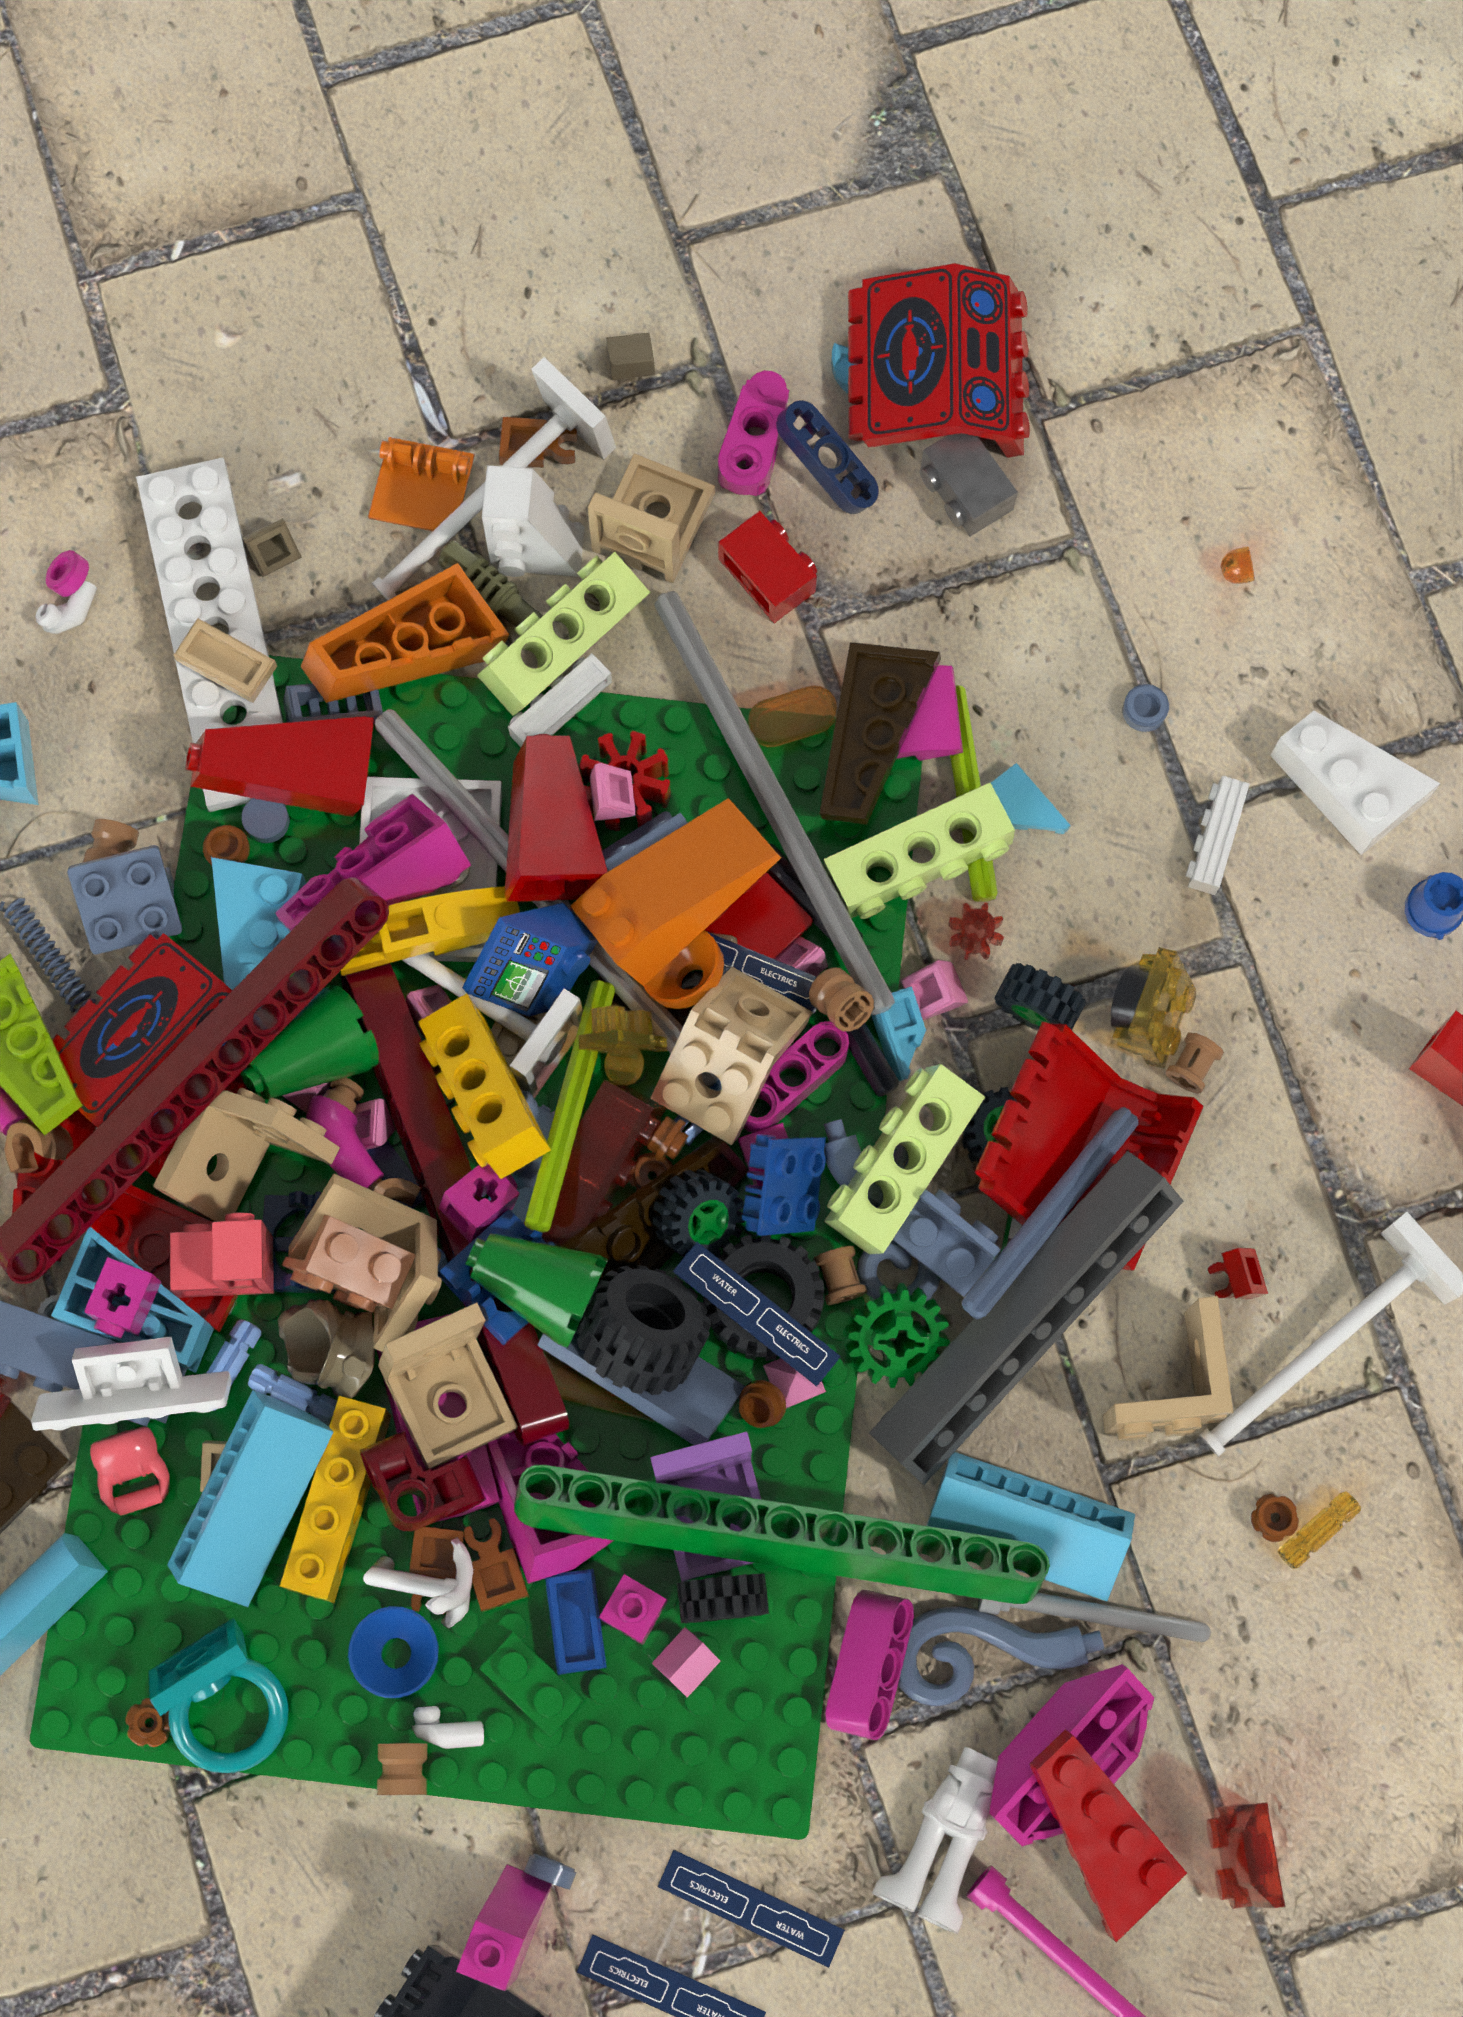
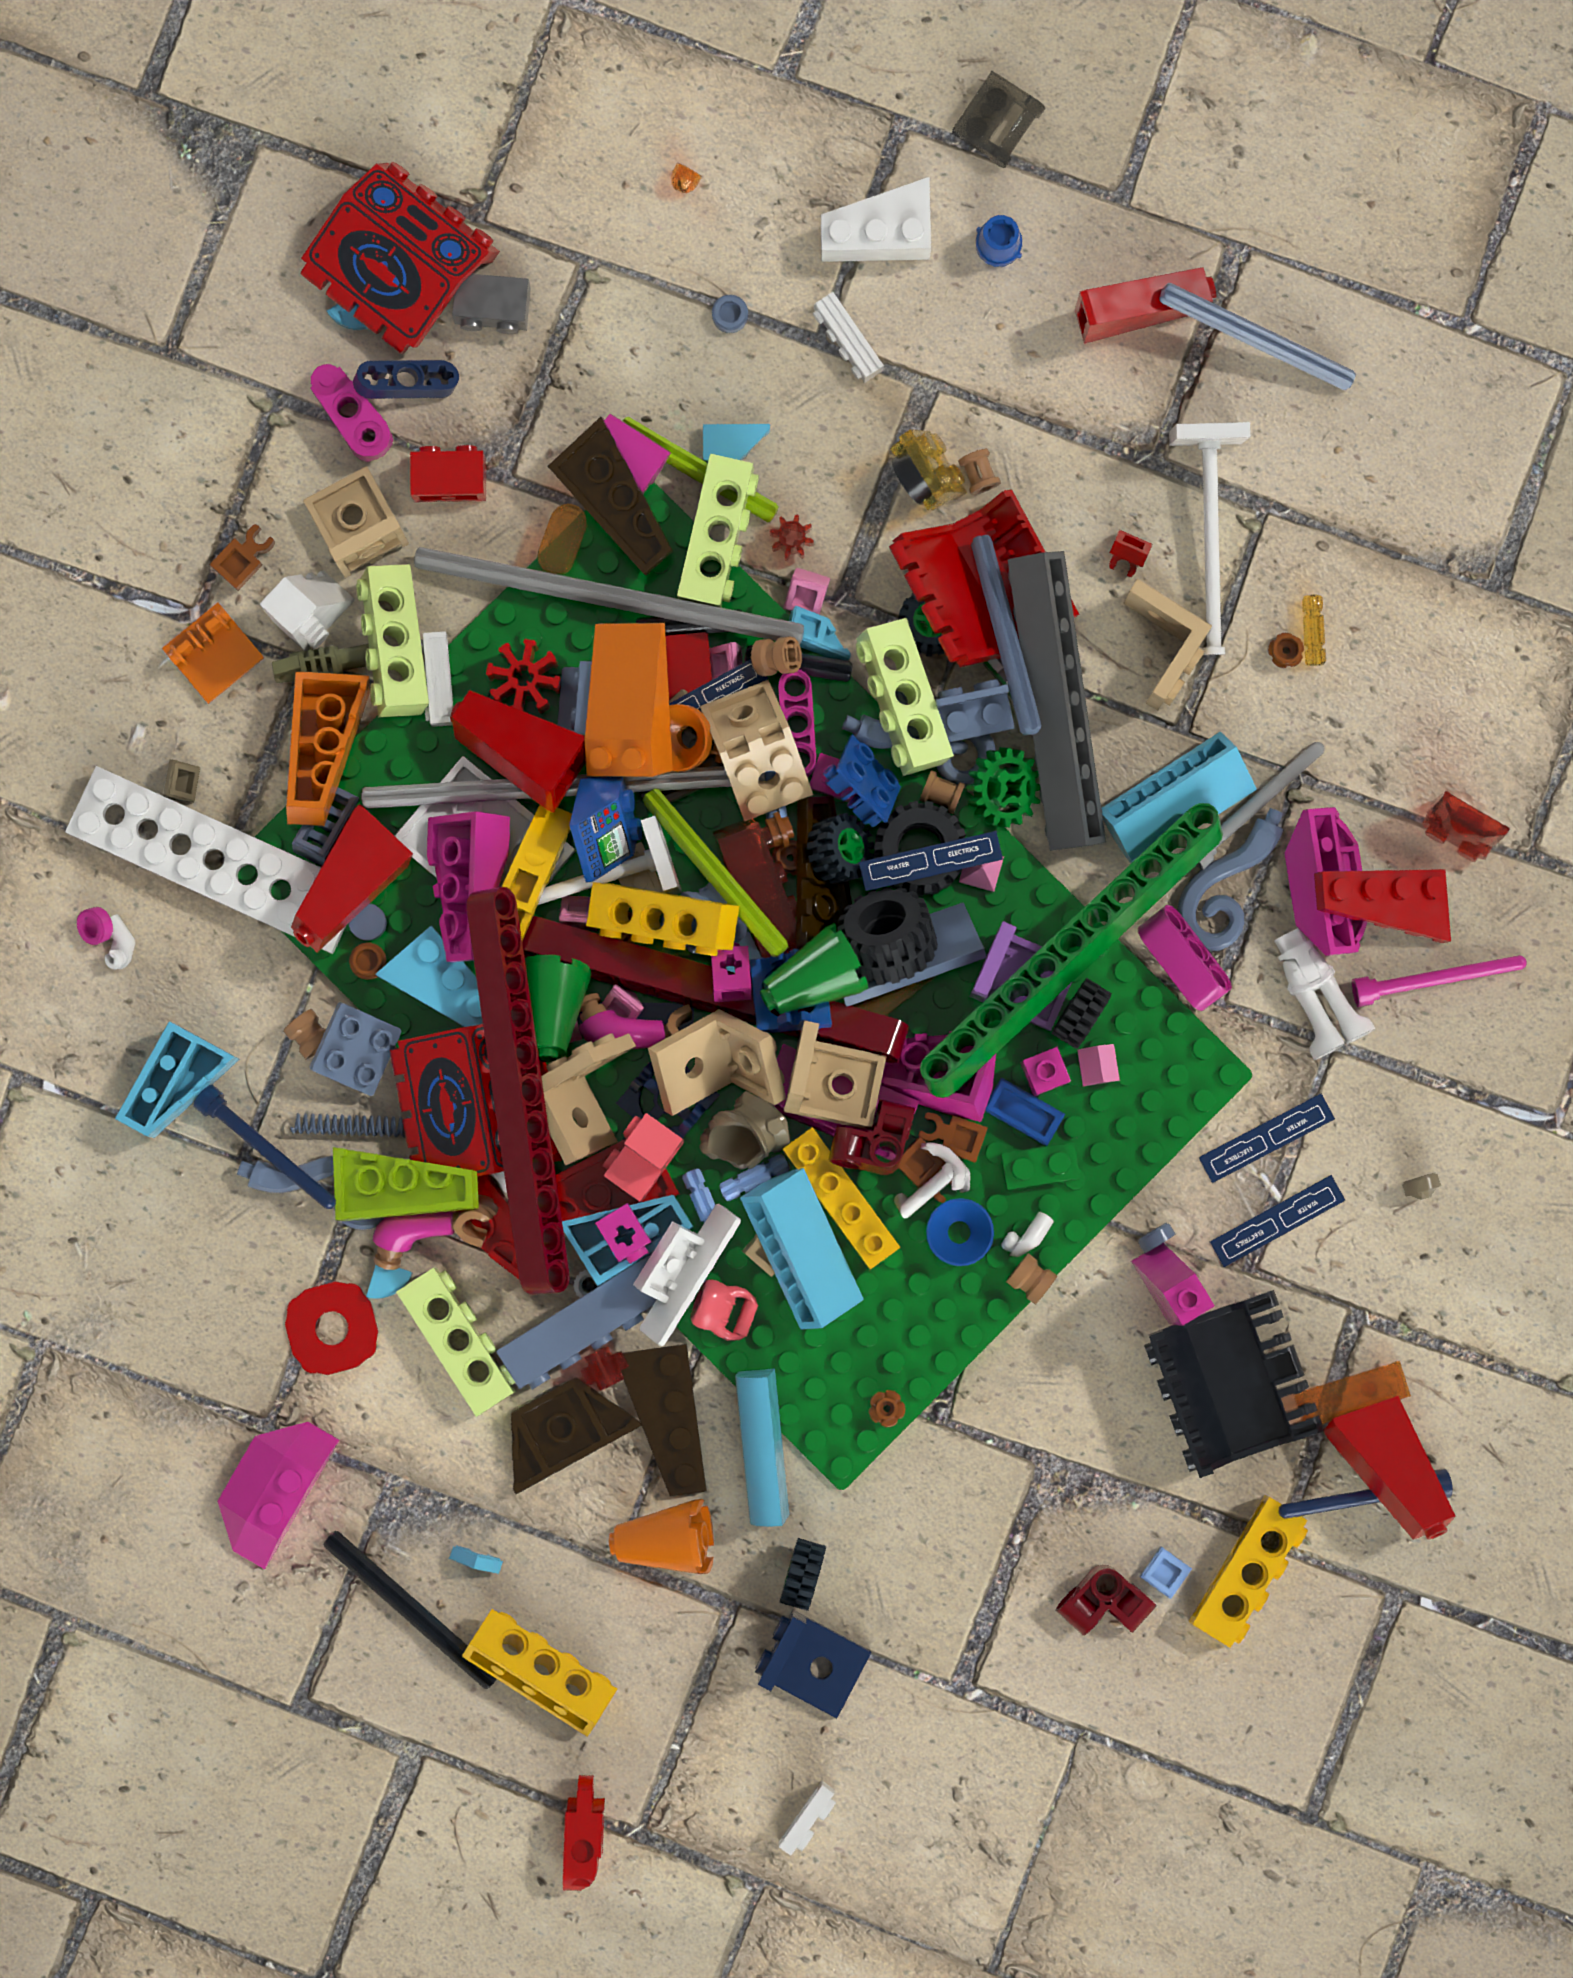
camera: 50 degrees left, 10 degrees up
(200, 1673) = (882, 1355): teal tile -> none
(225, 660) = (244, 868): tan tile -> none
(353, 1263) = (716, 1079): nougat bracket -> none
(570, 411) = (245, 520): white tile -> none
(611, 792) = (531, 693): bright pink slope -> none
(622, 1038) = (697, 807): clear yellow hips -> none
(630, 356) = (228, 448): dark tan slope -> none
(762, 1404) = (982, 900): dark orange plate -> none
(1038, 997) = (868, 534): black wheel -> none

